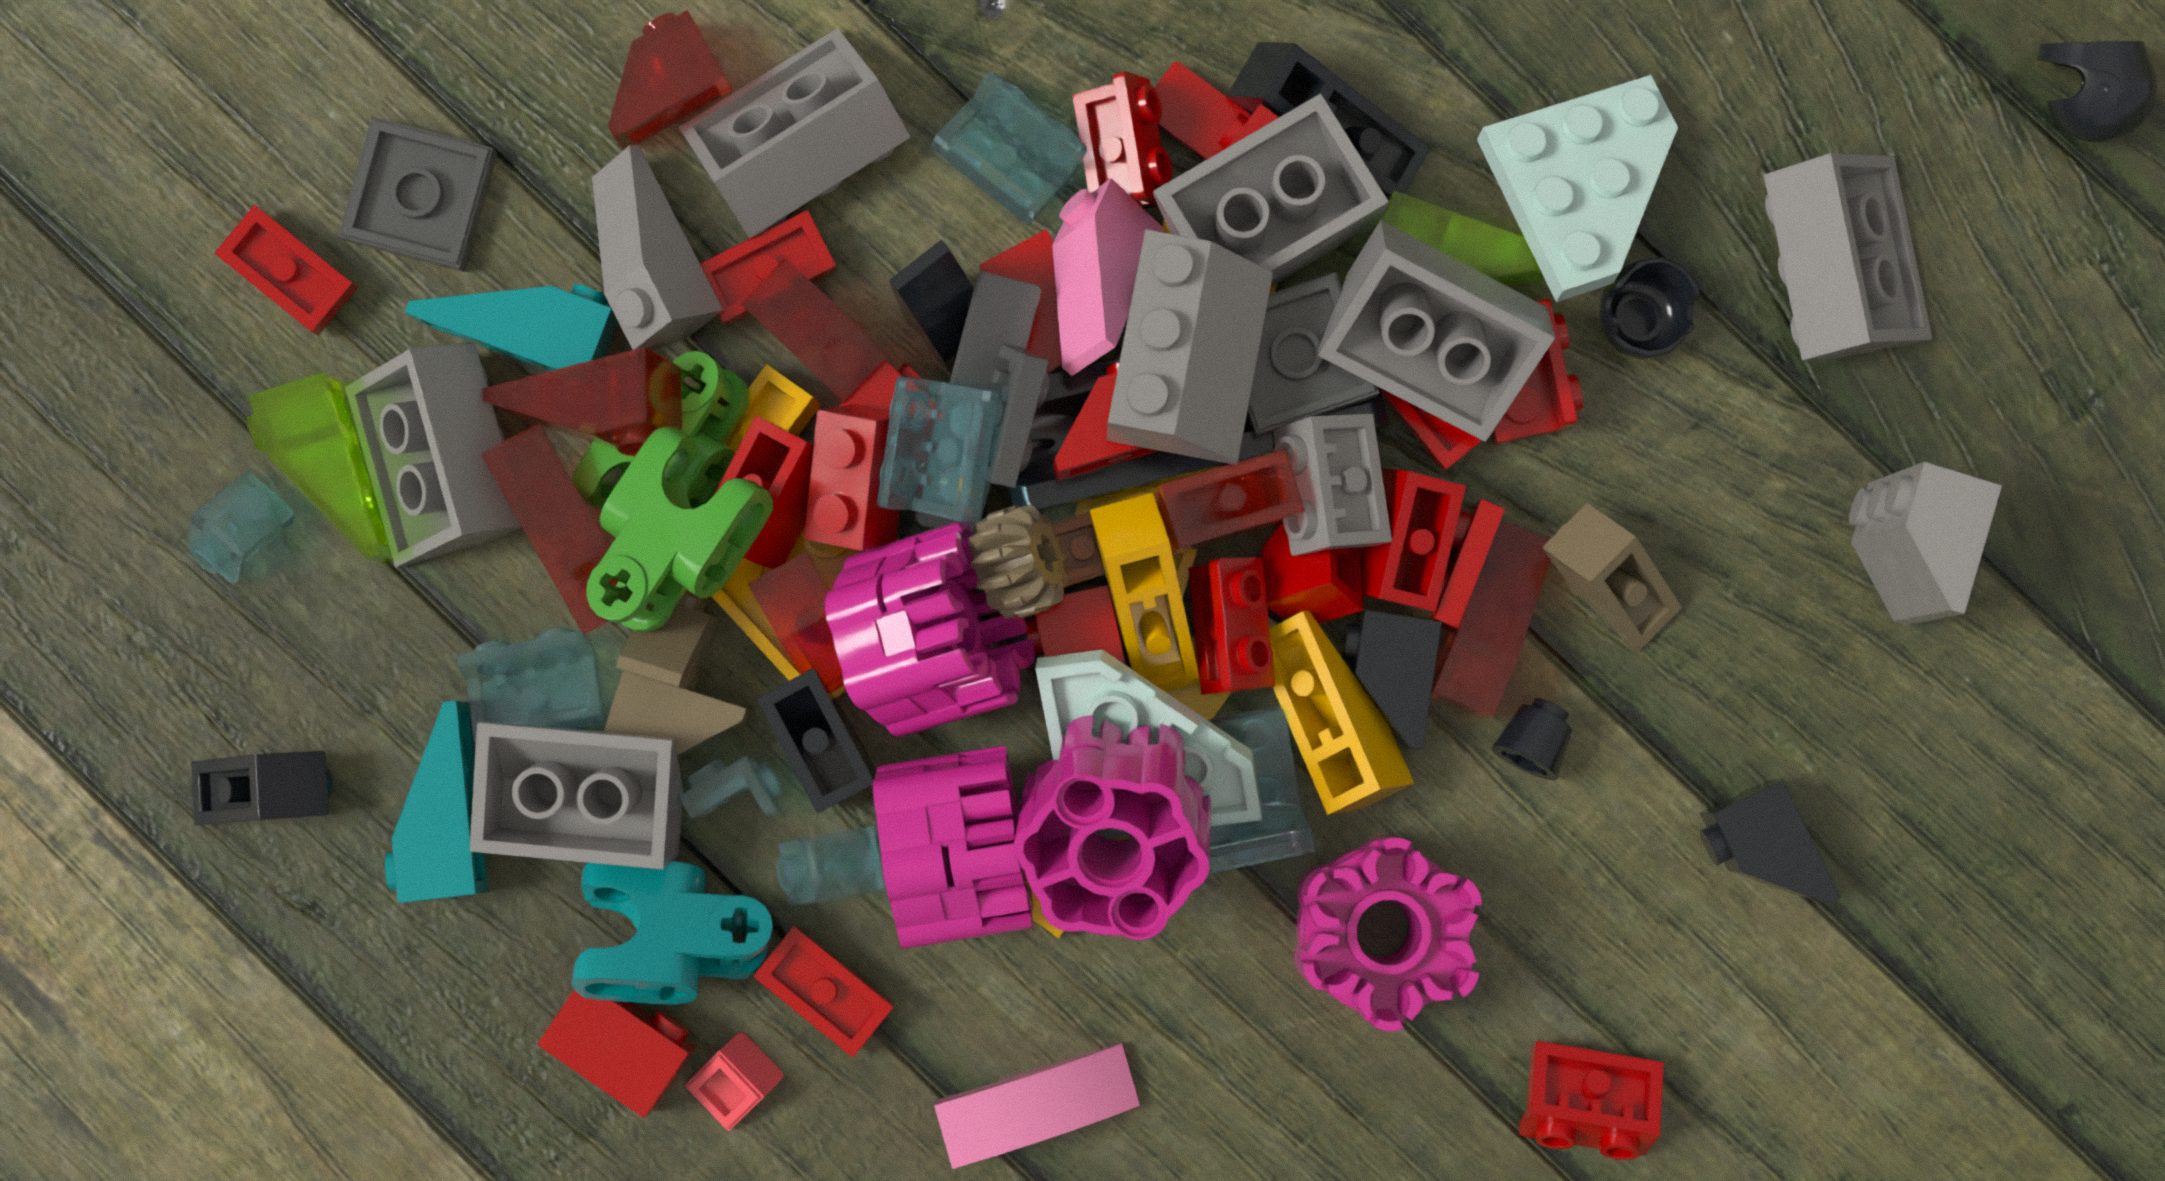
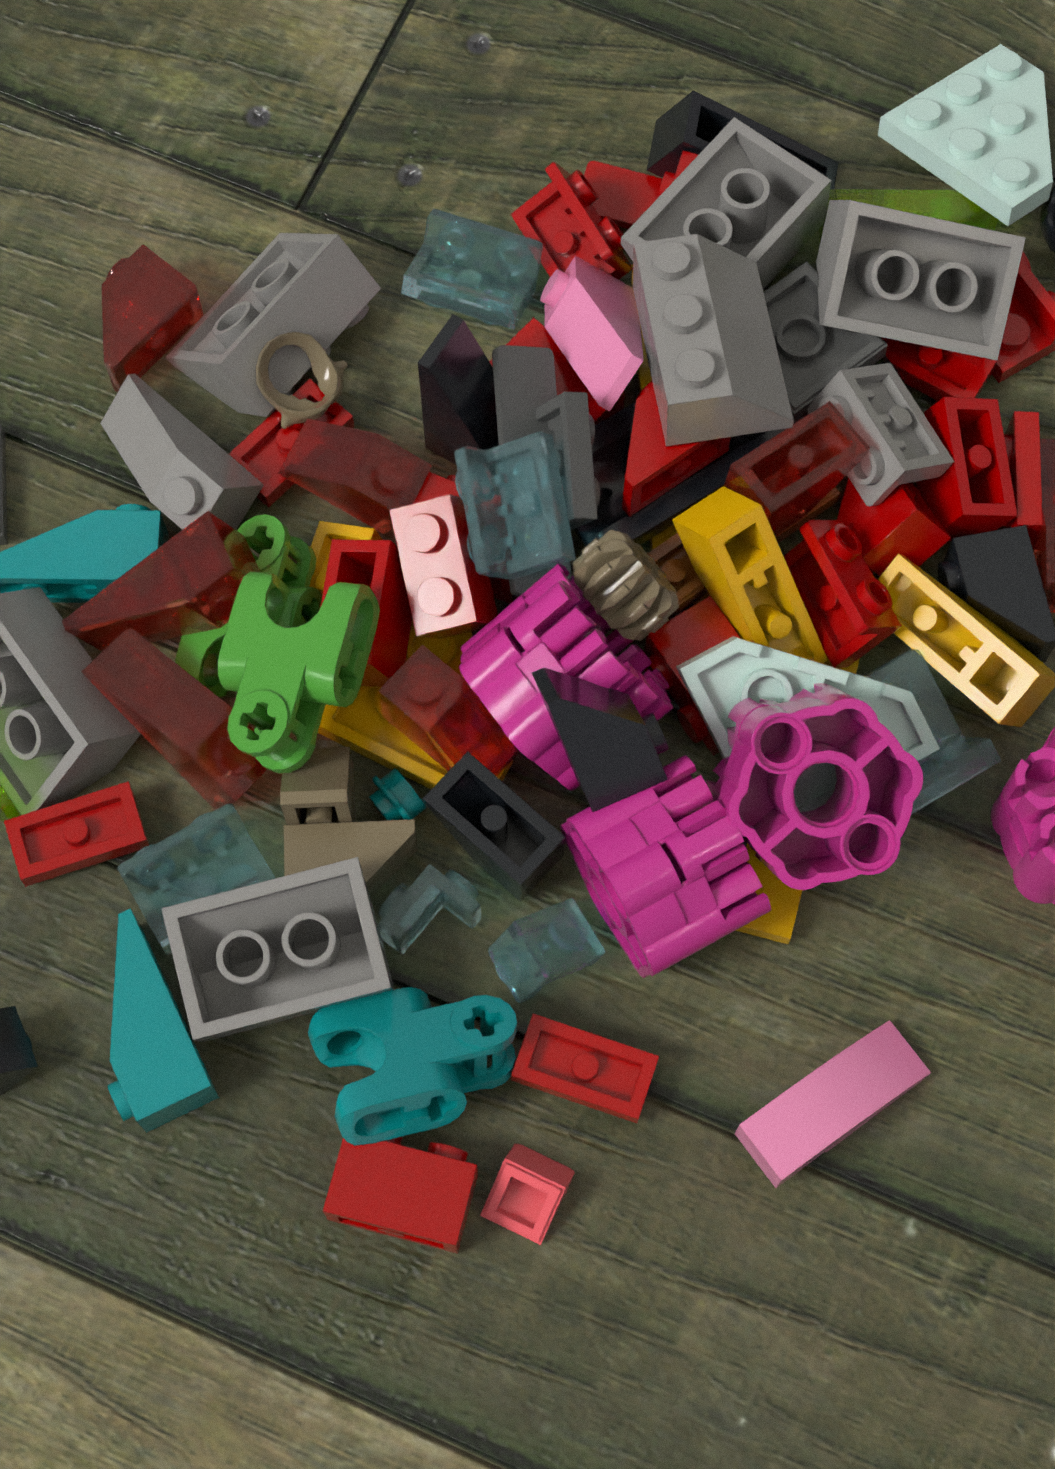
camera: 20 degrees left, 15 degrees down
(435, 599) = (76, 833): none -> red plate
(743, 671) = (396, 797): none -> teal plate
(823, 211) = (324, 369): none -> dark tan piece
(926, 723) = (603, 737): none -> black slope

